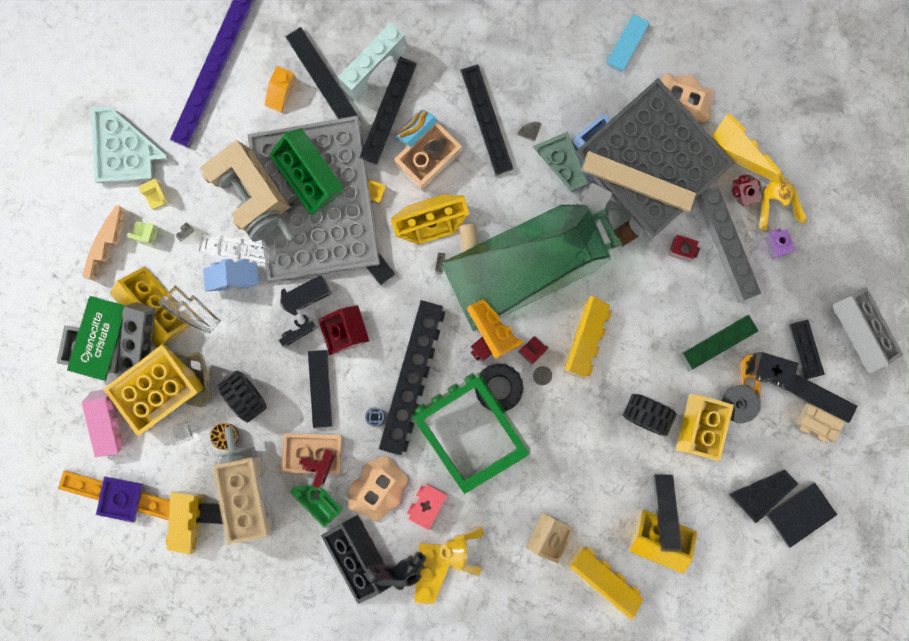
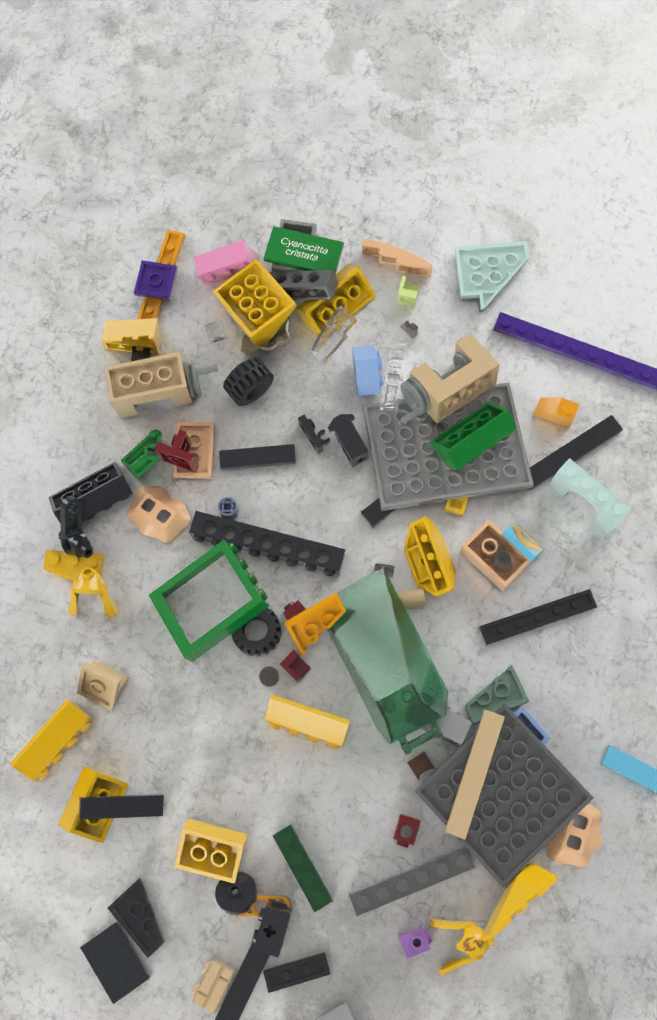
camera: 90 degrees right, 10 degrees down
(154, 193) = (447, 300): light yellow panel -> none
(219, 437) = (215, 377): wheel -> none
(343, 329) = (315, 477): dark red slope -> none
(388, 110) = (541, 515): black tile -> none
(436, 499) = (127, 559): coral brick -> none
(530, 131) = (528, 662): clear smoke tile -> none
(649, 414) = (224, 787): black tyre -> none
(746, 190) = (473, 902): dark red brick -> none

